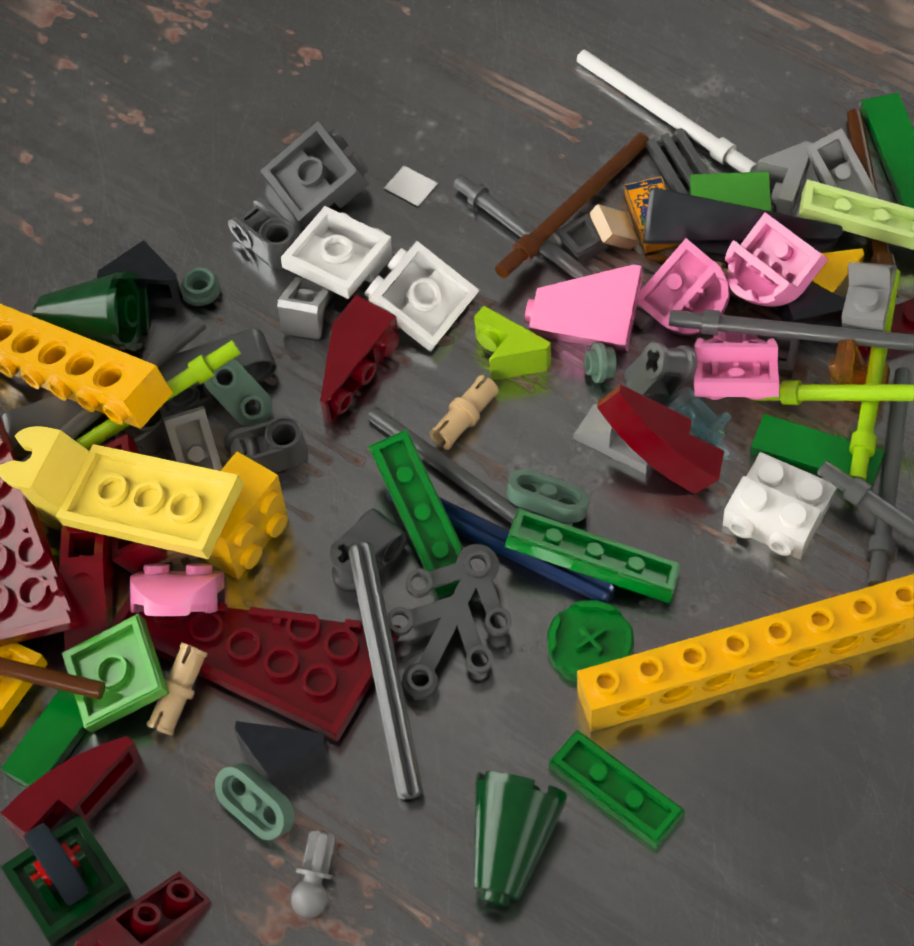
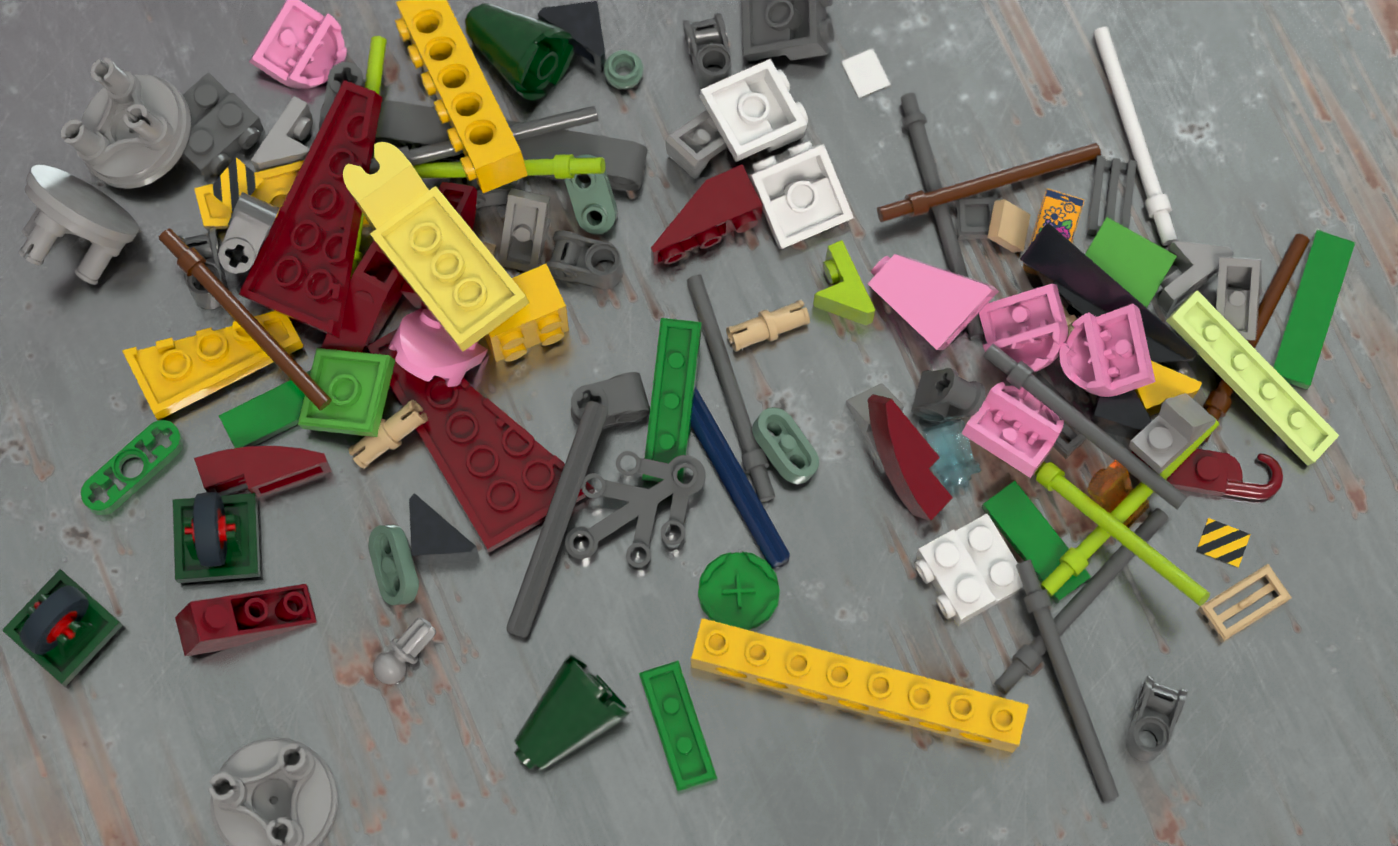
camera: 25 degrees right, 15 degrees up
(593, 555) = (785, 522): green tile -> none
(600, 362) = (910, 349): sand green plate -> none

